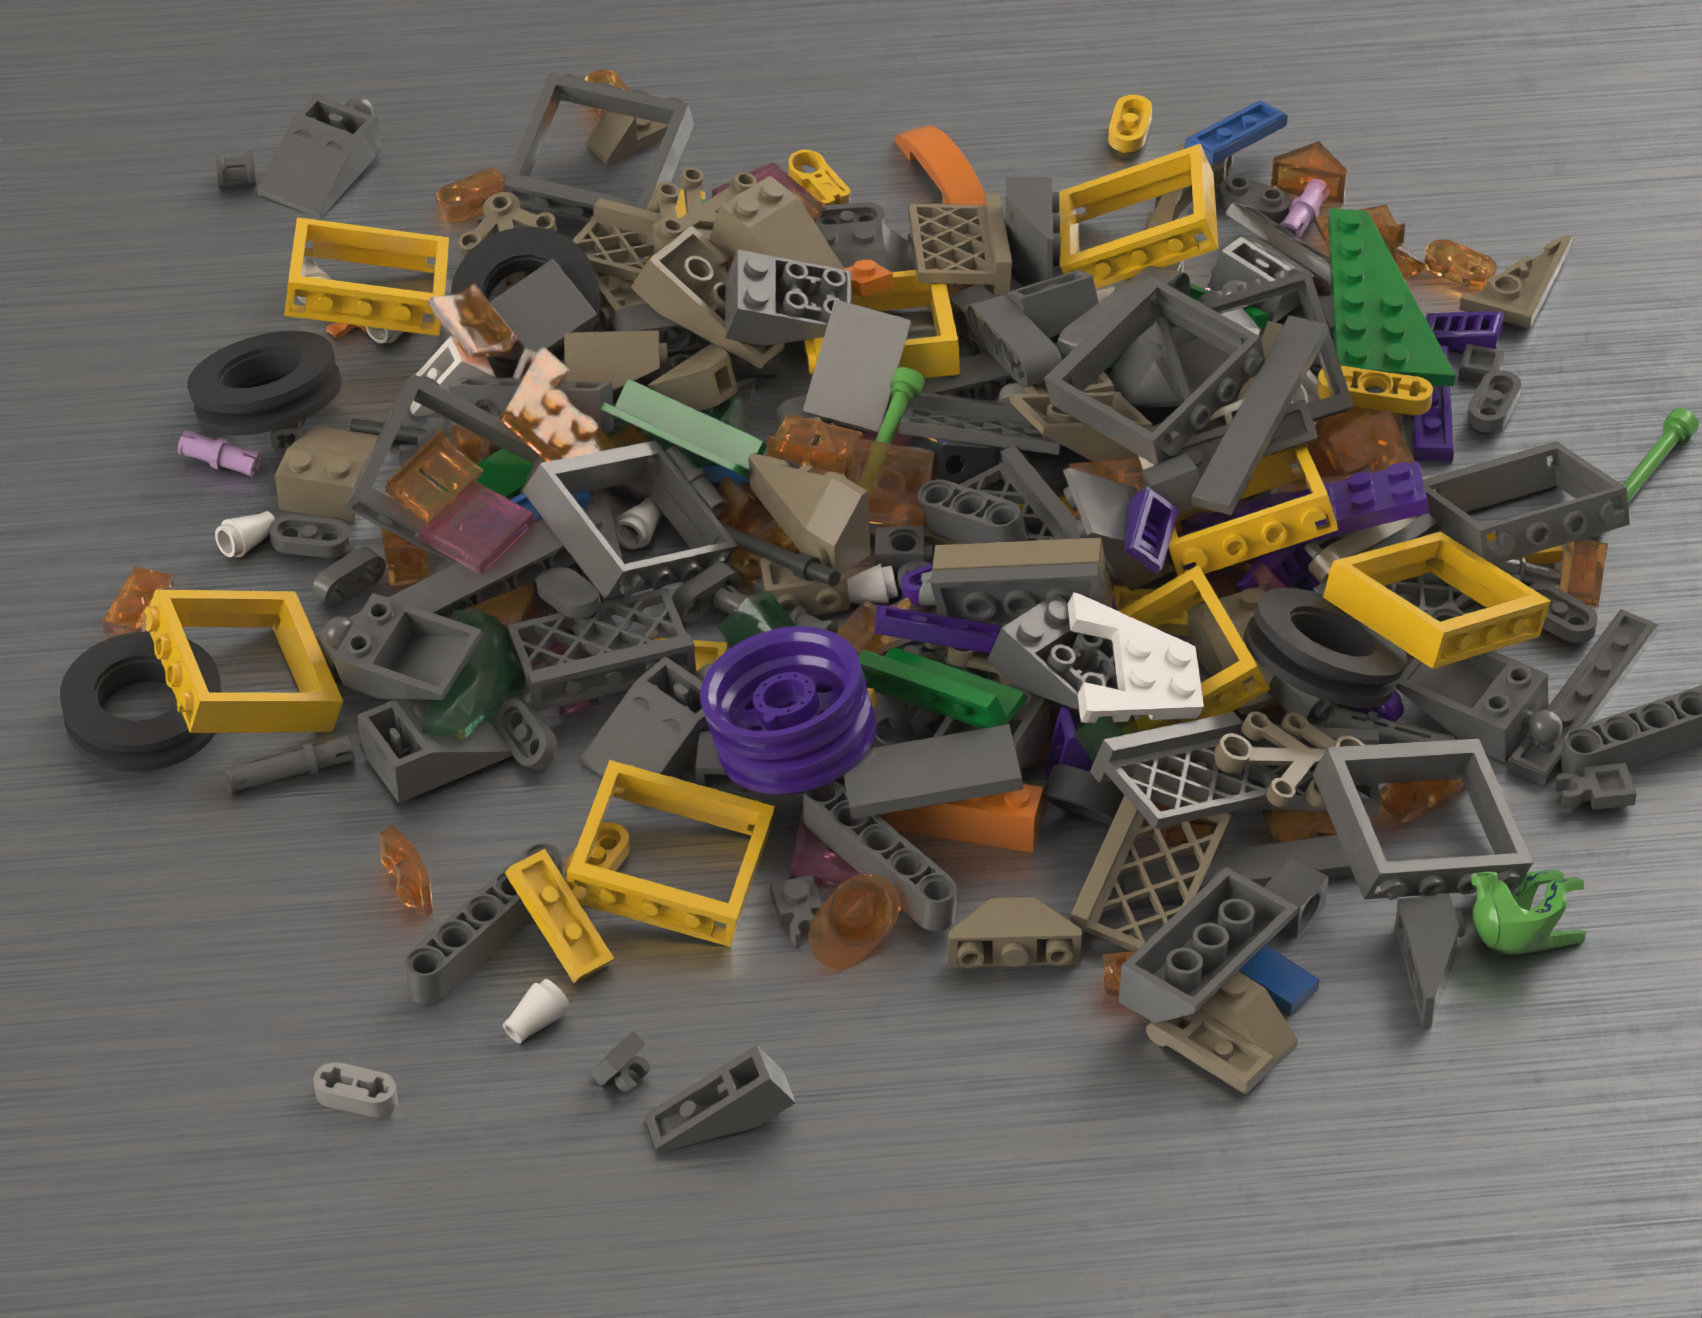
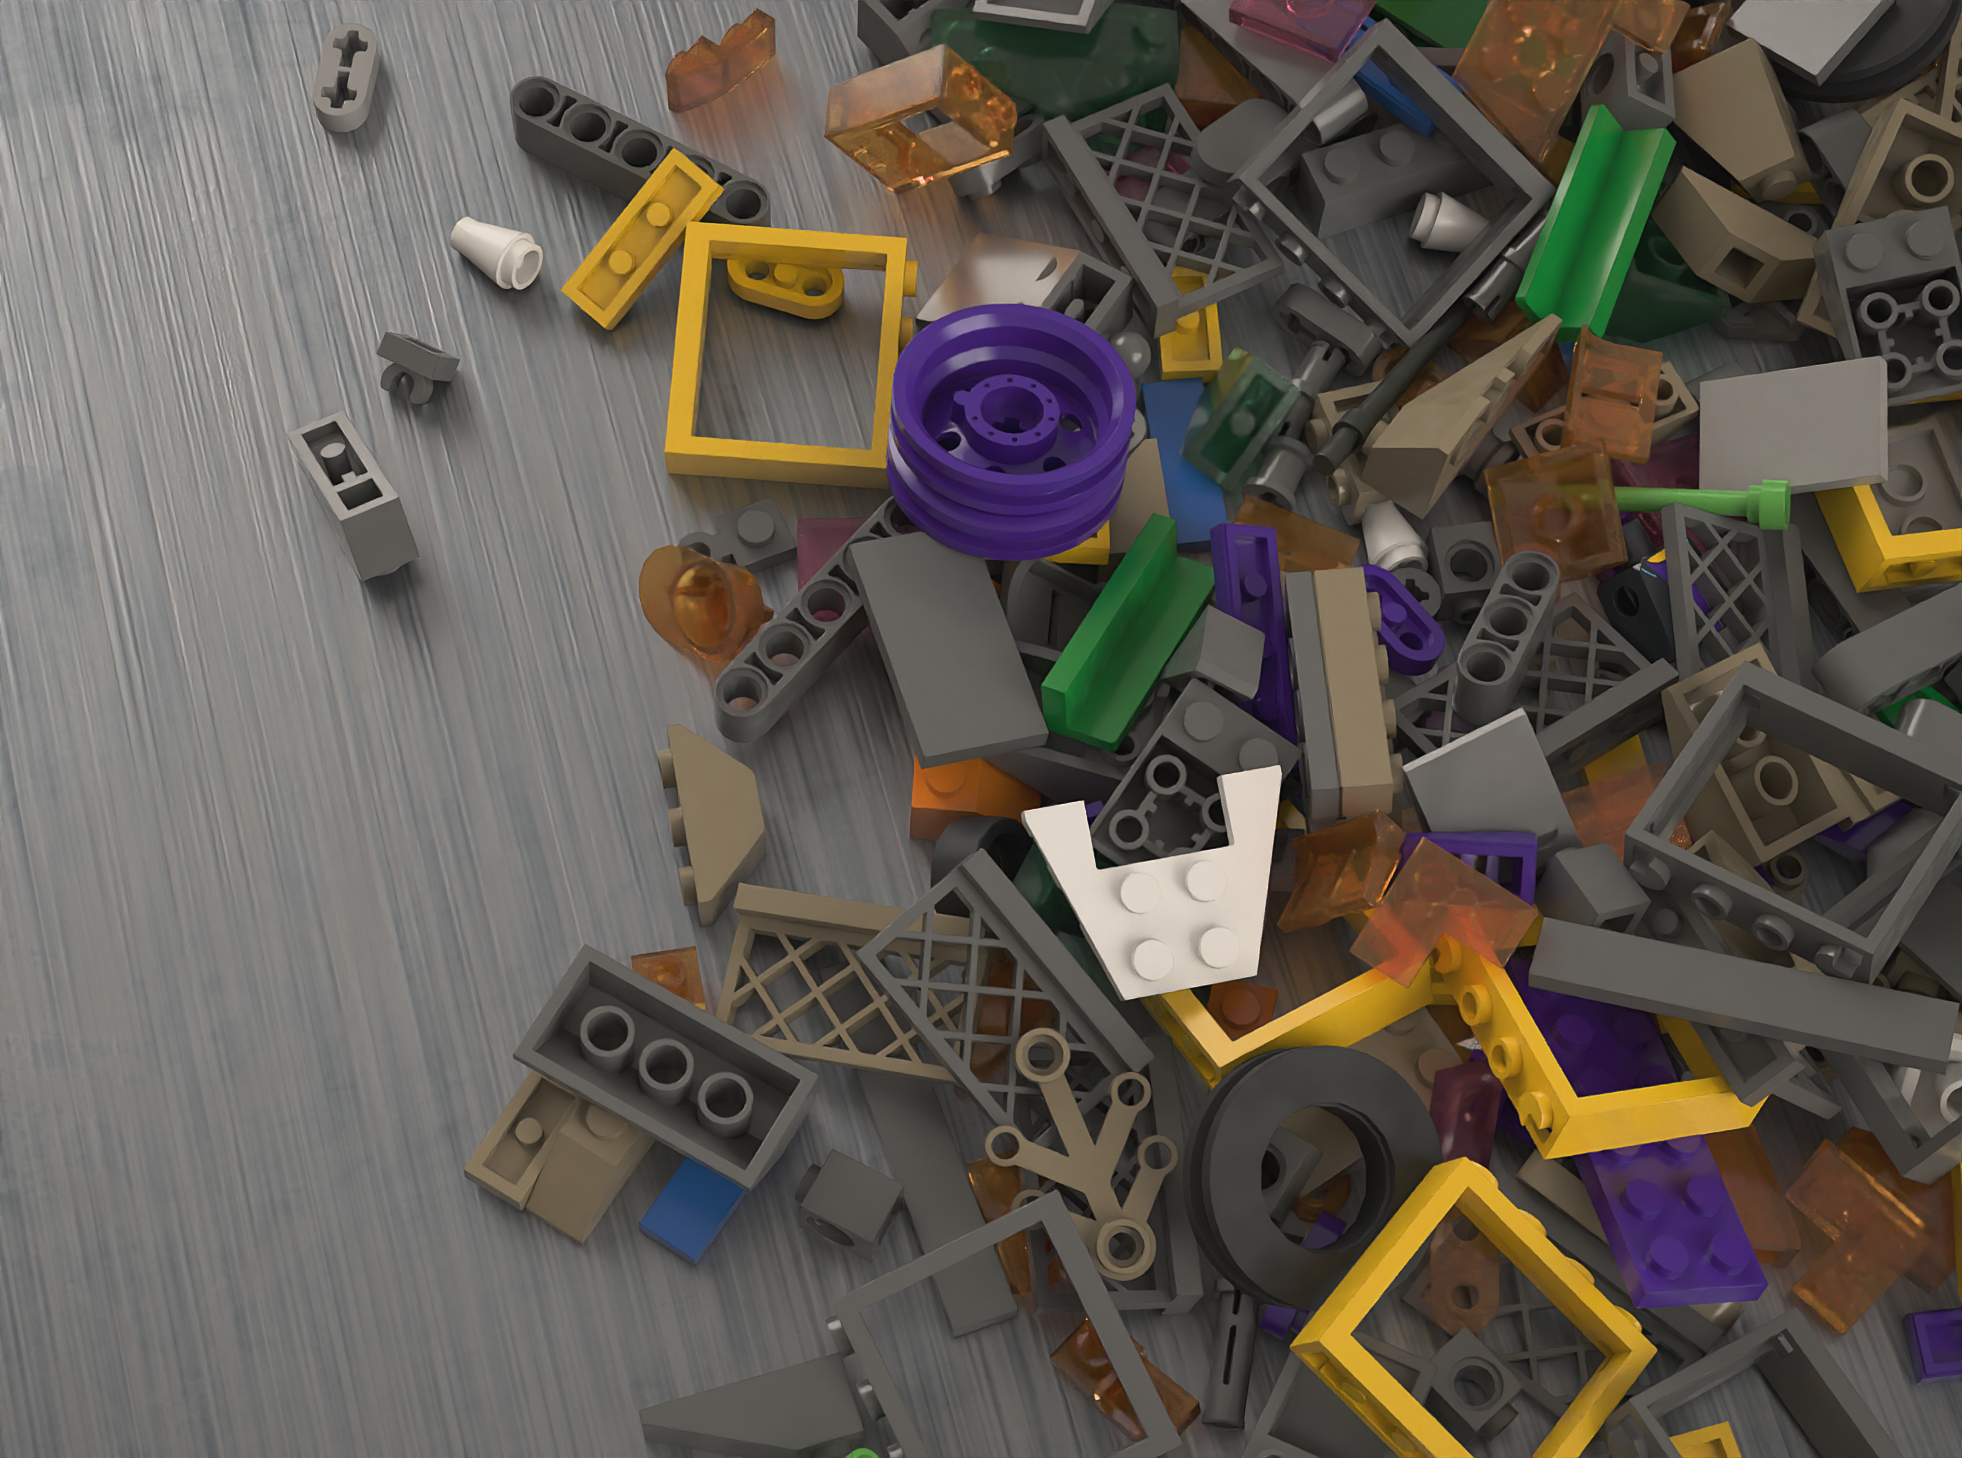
camera: 75 degrees right, 20 degrees up
(513, 741) = (868, 107): none -> clear orange window
(979, 625) = (1220, 655): none -> dark grey slope
(1147, 570) = (1342, 870): none -> clear orange piece
(1174, 540) = (1435, 897): none -> clear orange plate

